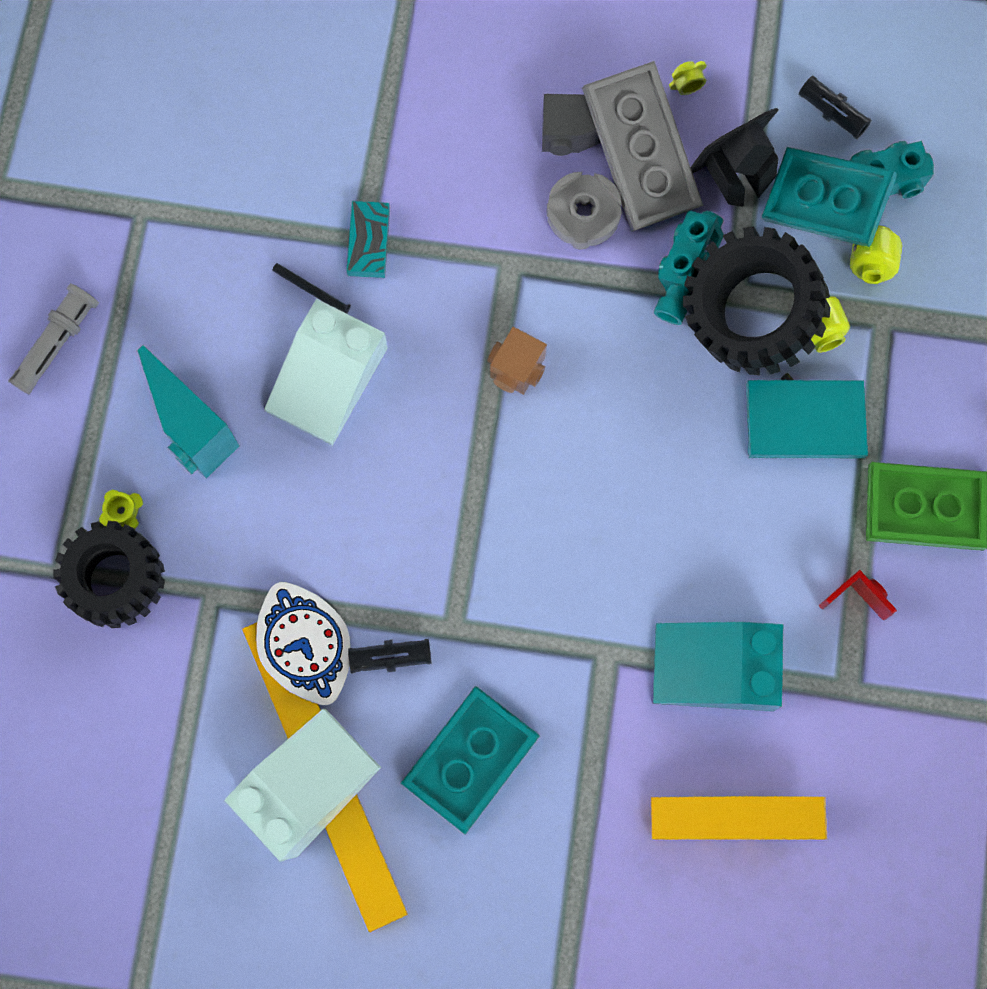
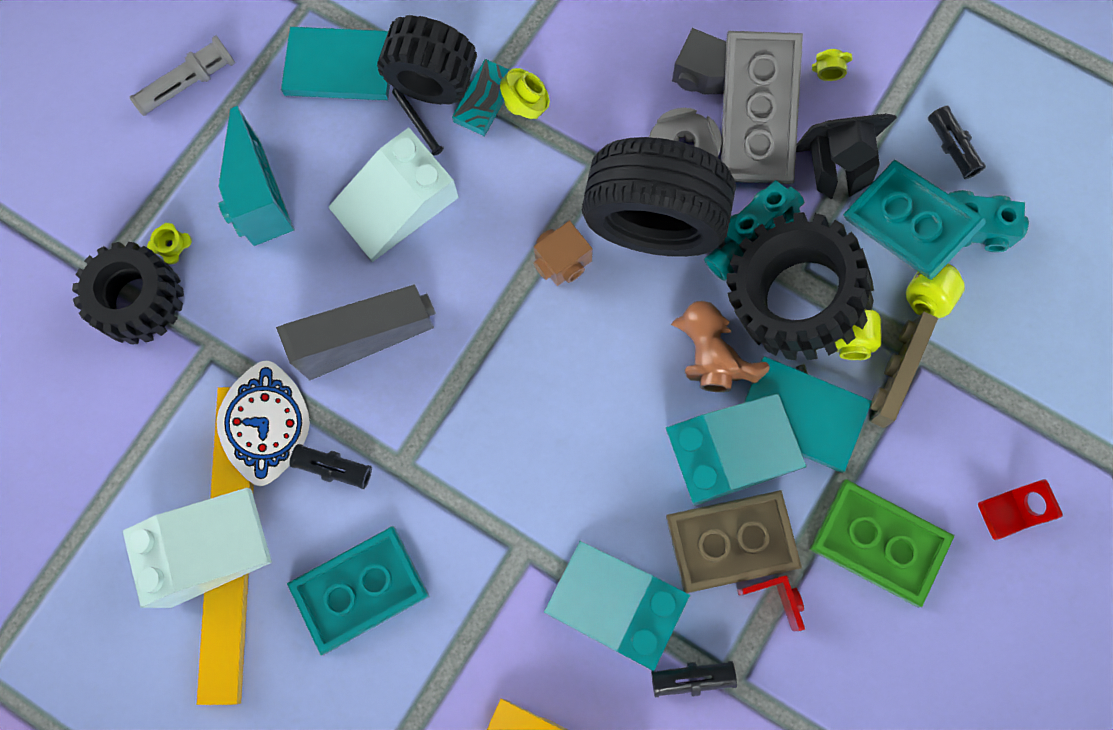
camera: 30 degrees right, 0 degrees up
(205, 262) = (334, 64): none -> teal tile
(303, 226) = (427, 60): none -> black tyre
(357, 515) = (355, 330): none -> dark grey slope
(409, 221) = (524, 93): none -> neon yellow plate
(593, 271) = (659, 197): none -> black tyre
(706, 401) = (715, 360): none -> nougat animal
(760, 476) = (735, 448): none -> teal slope
(795, 563) = (733, 541): none -> dark tan tile
(840, 688) = (722, 677): none -> black pin
(878, 340) = (902, 369): none -> dark tan plate

